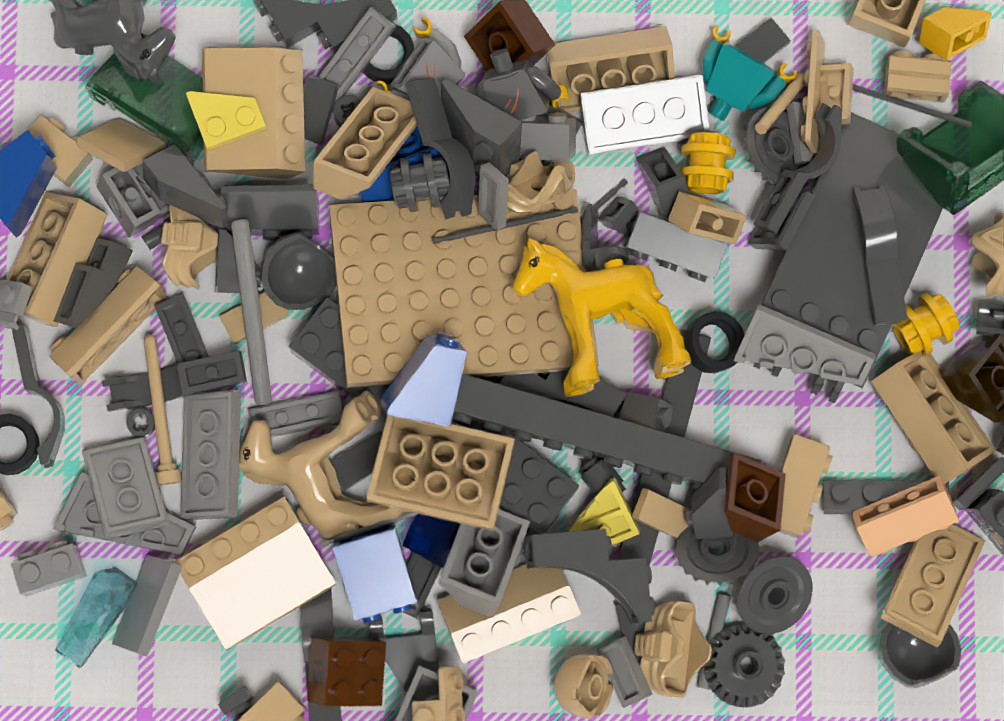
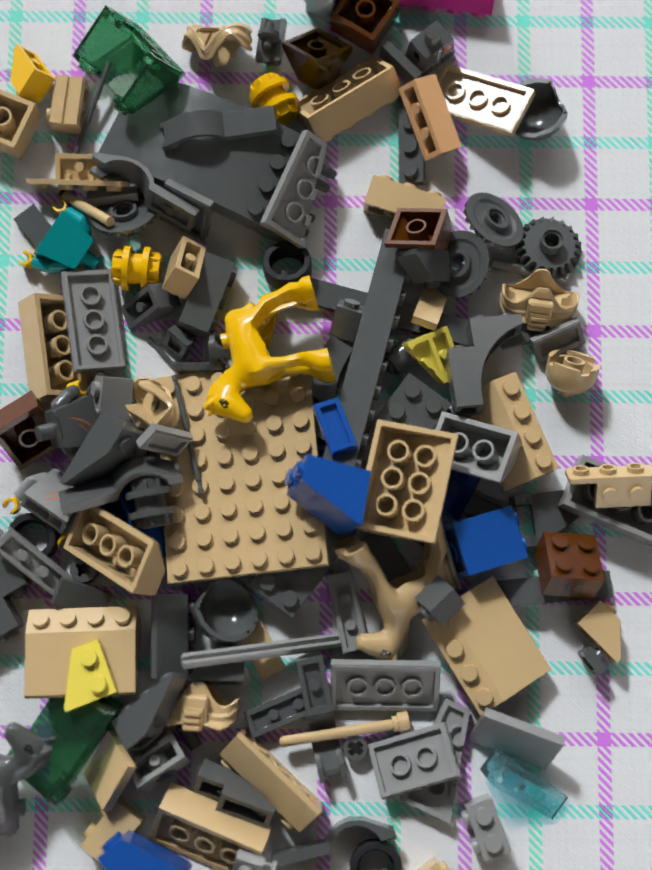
camera: 85 degrees left, 0 degrees up
(303, 512) = (439, 601): none -> dark grey brick
(506, 389) = (335, 427): none -> blue tile

